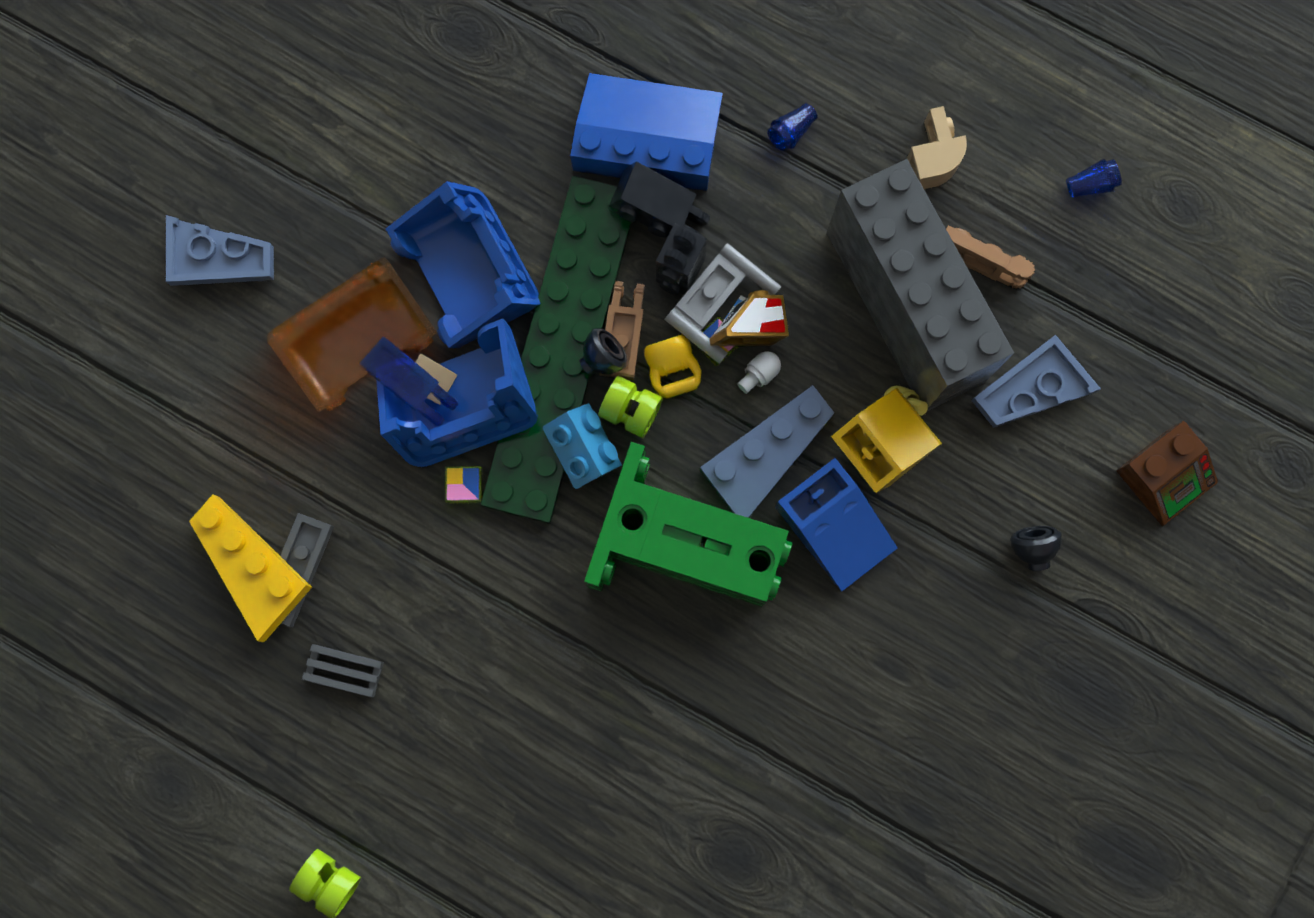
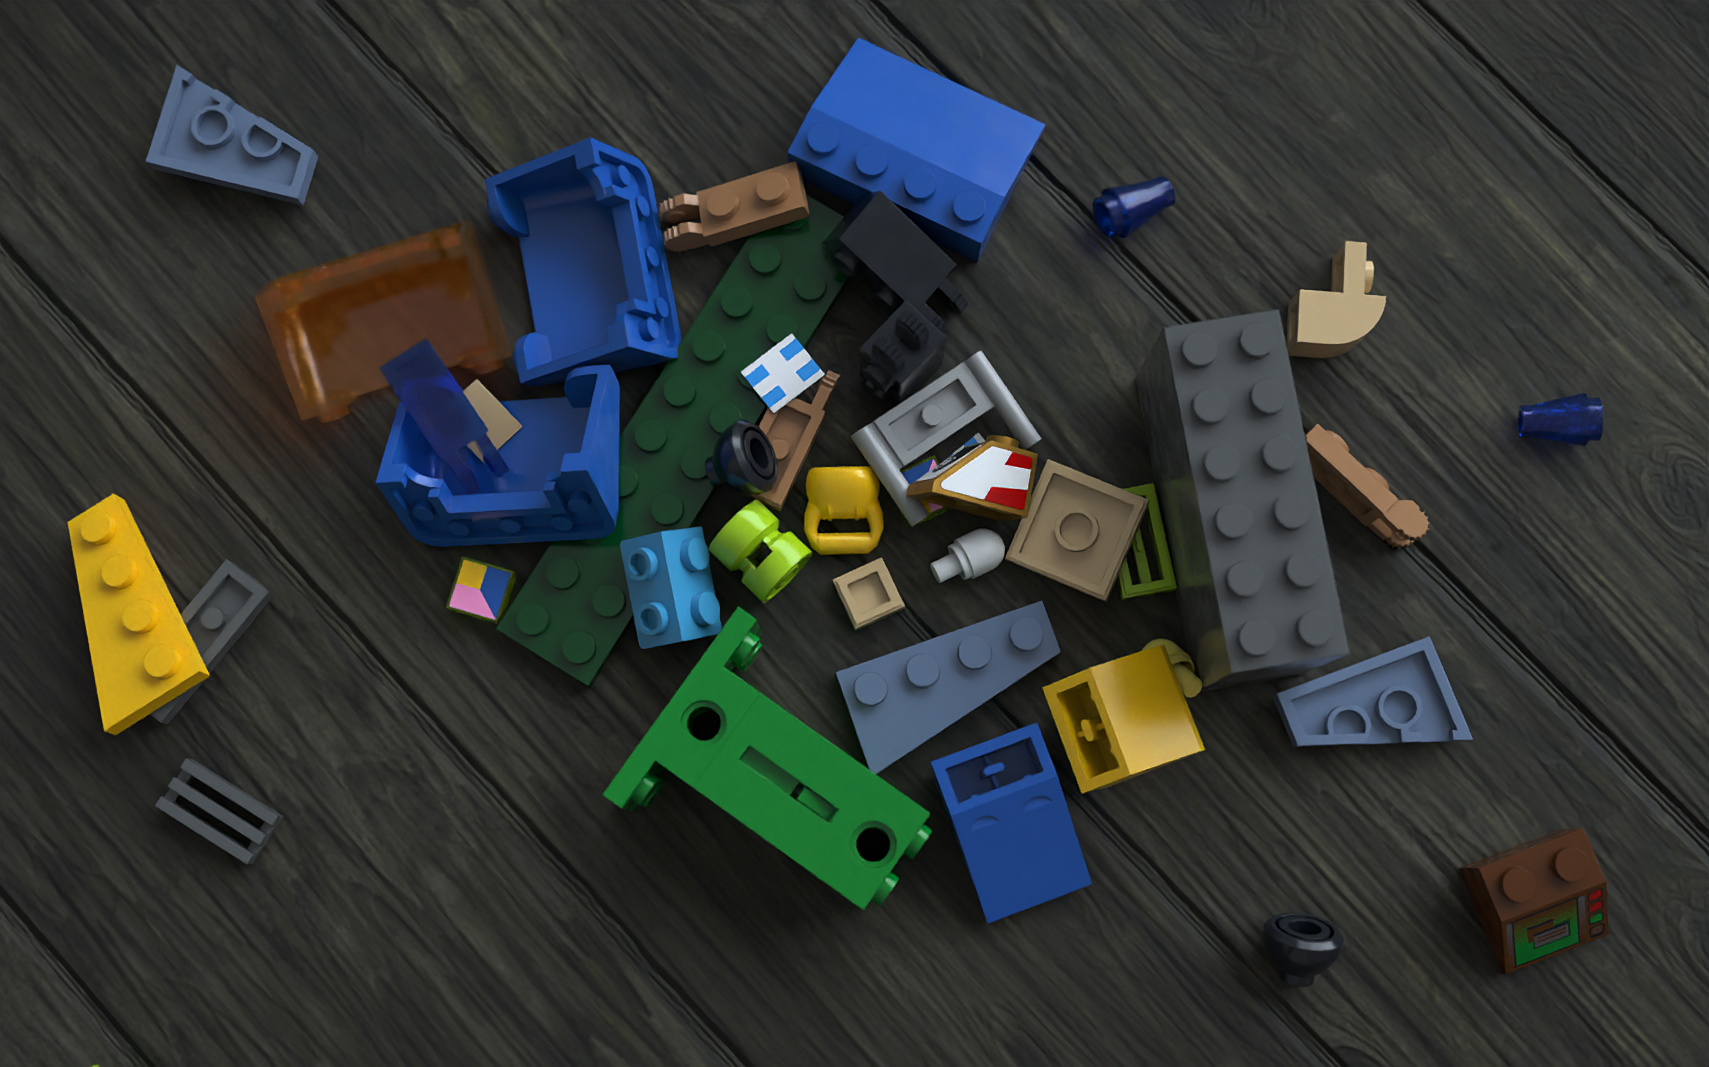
camera: 15 degrees right, 0 degrees up
(547, 201) = (736, 208): none -> medium nougat hinge
(609, 293) = (782, 373): none -> white sticker
(704, 414) = (868, 594): none -> tan tile
(821, 335) = (1077, 530): none -> tan tile
(873, 357) = (1146, 586): none -> lime tile

